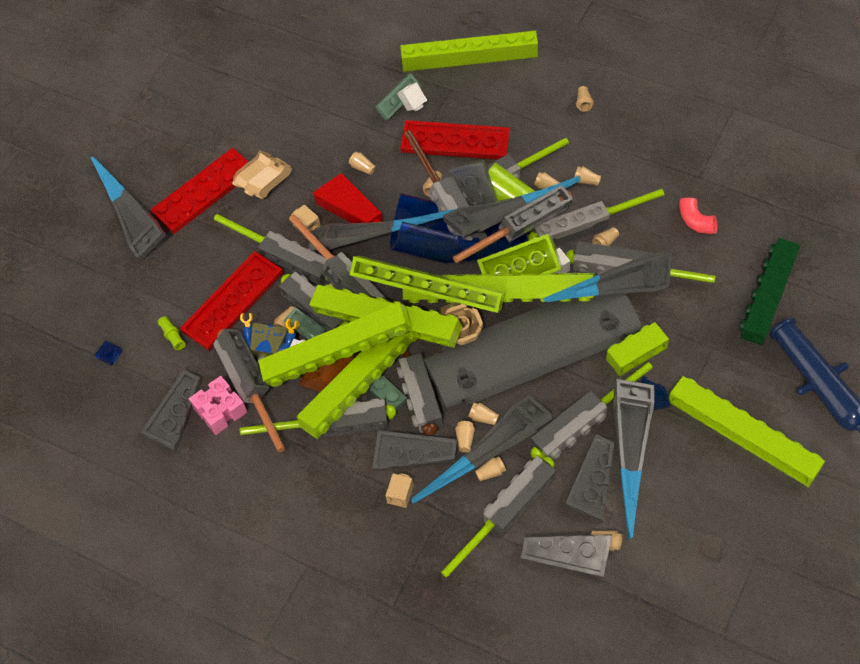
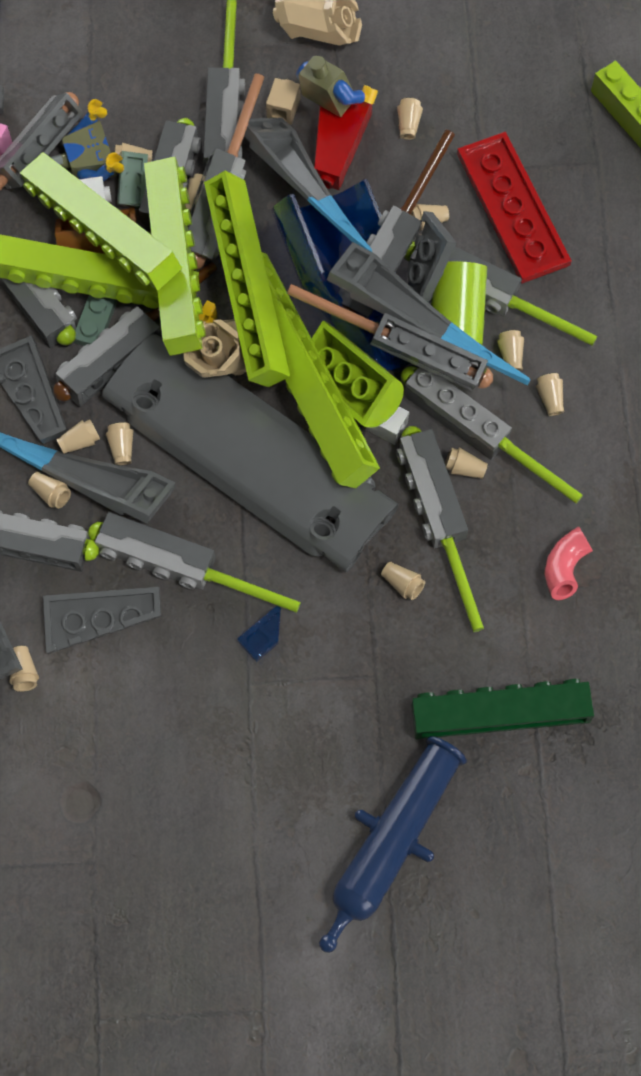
camera: 55 degrees right, 10 degrees up
(171, 333) = (46, 46): lime pin -> none
(231, 300) = (128, 83): red plate -> none
(320, 186) = (330, 87): none -> olive torso
(391, 101) = (539, 104): sand green plate -> none
(412, 97) = (545, 120): white brick -> none
(632, 415) = (207, 620): dark grey plate -> none
(637, 349) = (314, 580): lime brick -> none
(642, 274) = (414, 528): dark grey plate -> none
(662, 303) = (403, 580): none -> tan cone
(746, 431) = (263, 771): lime brick -> none

